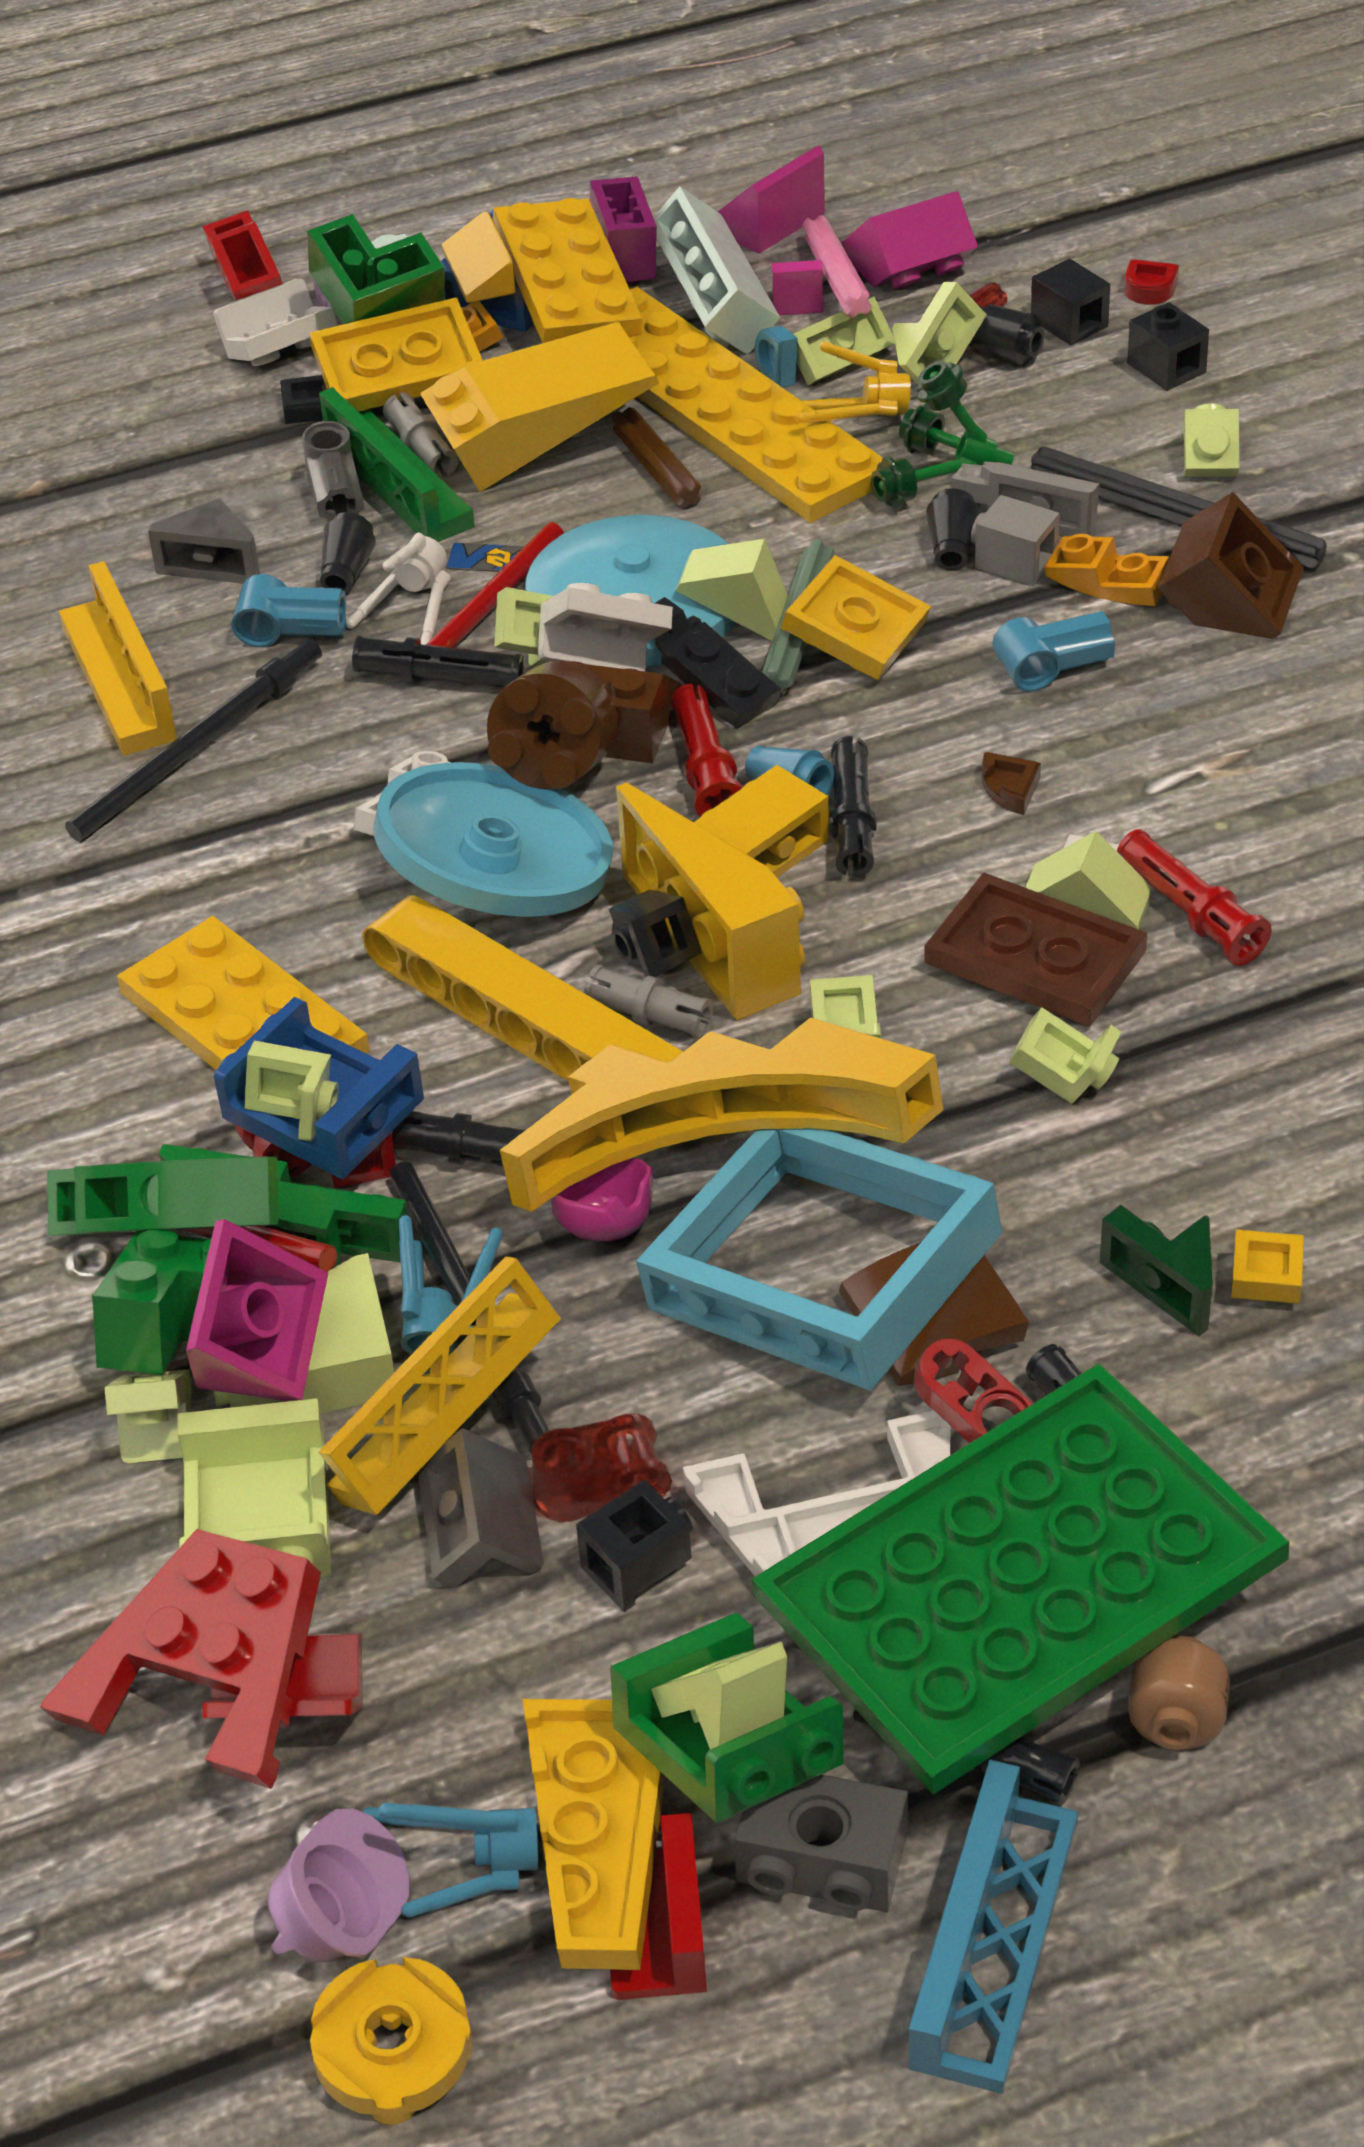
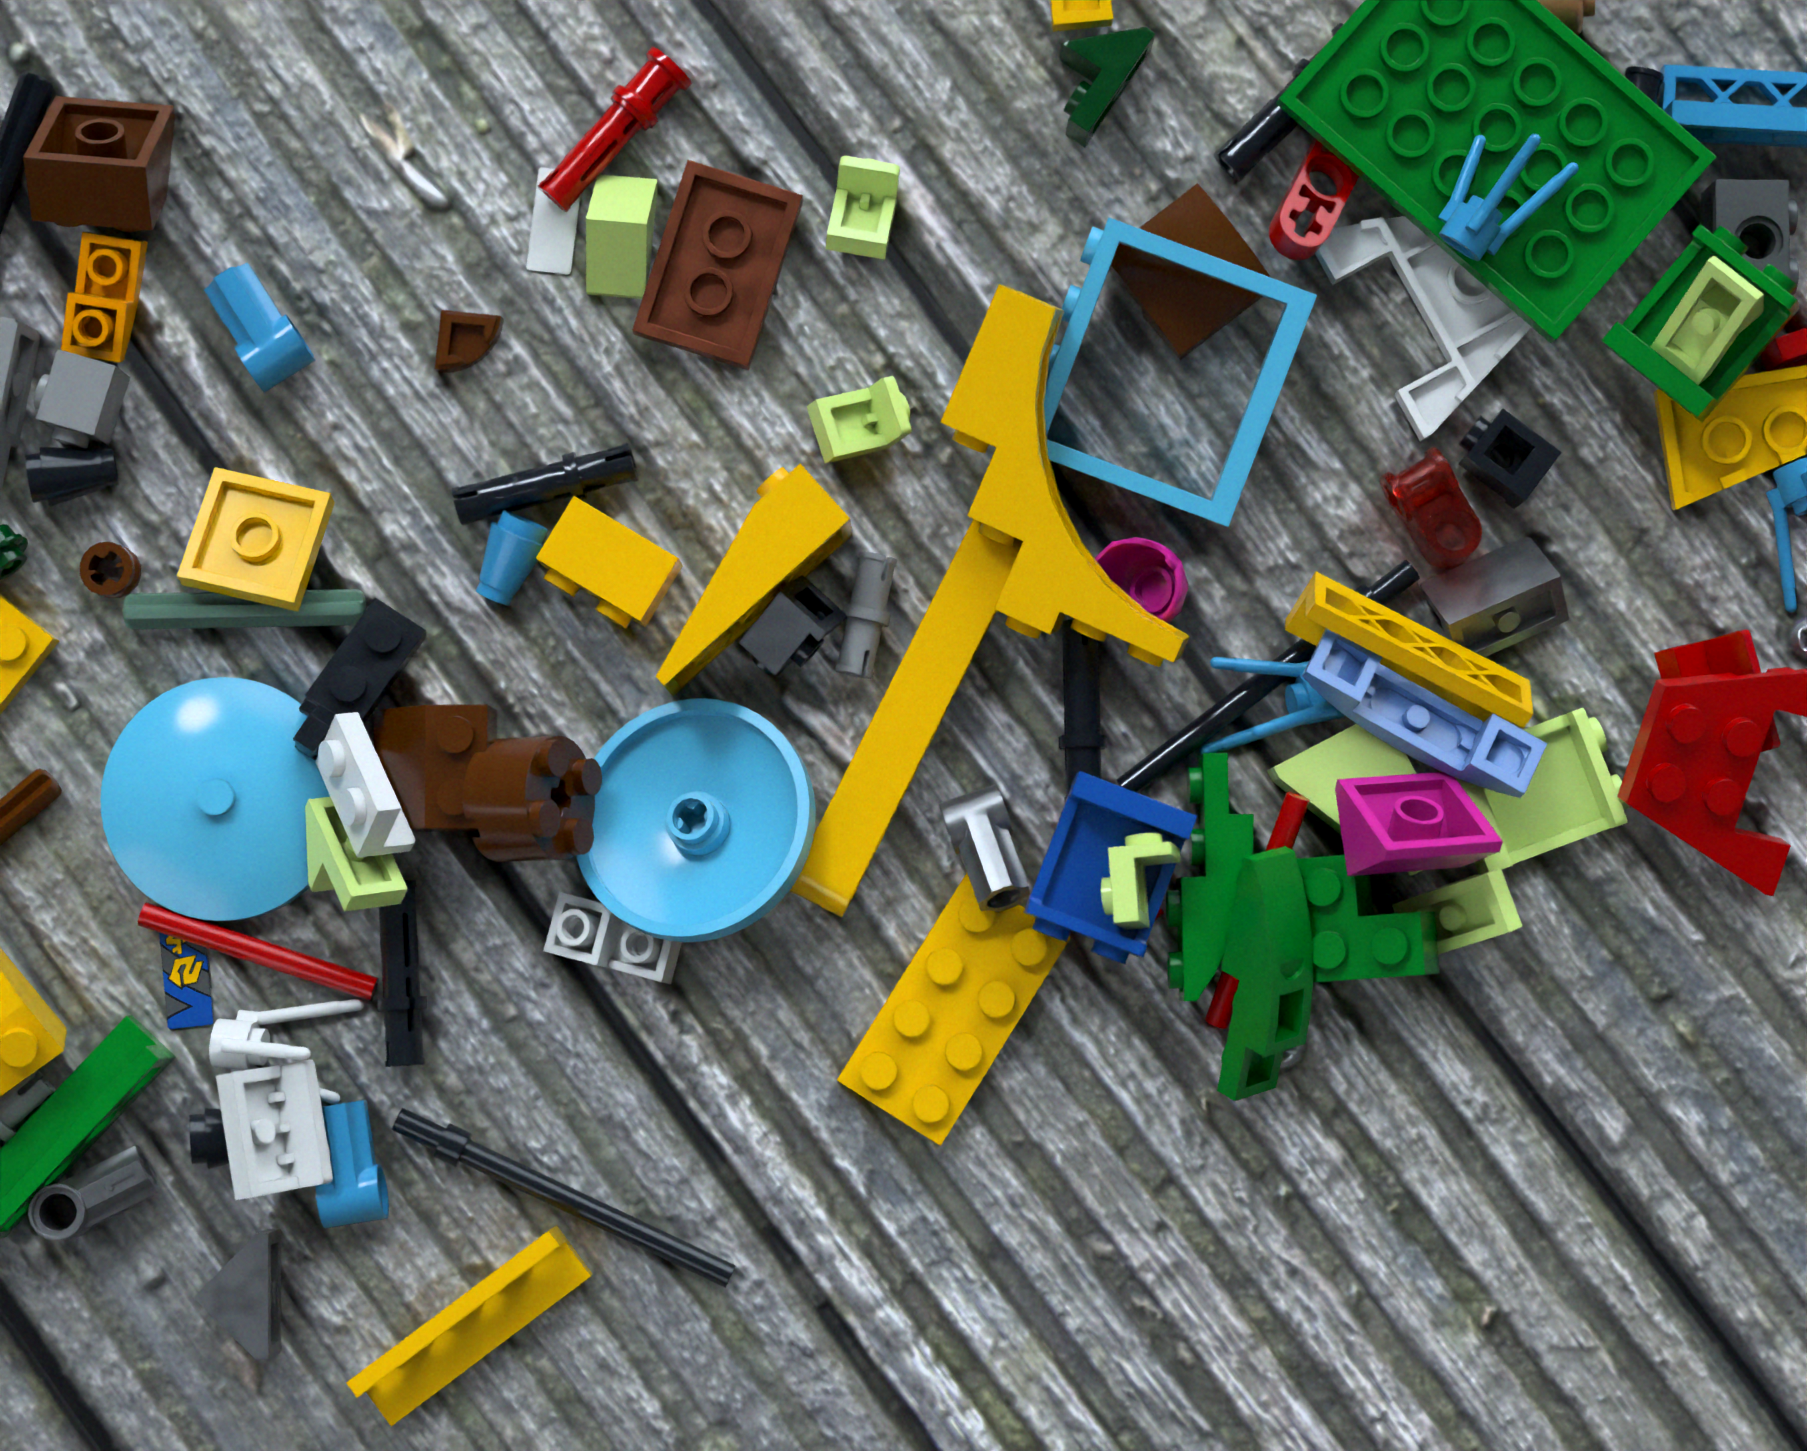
camera: 105 degrees left, 40 degrees up
(313, 1409) = (1421, 723): none -> medium blue slope
(334, 545) = (274, 1129): none -> white bracket
(377, 1032) = (982, 835): none -> flat silver piece
(709, 767) = (516, 640): red pin -> none
(737, 583) = (234, 680): yellowish green slope -> none
(862, 547) = (109, 552): none -> reddish brown bush
(907, 1498) = (1474, 225): none -> dark azure plant

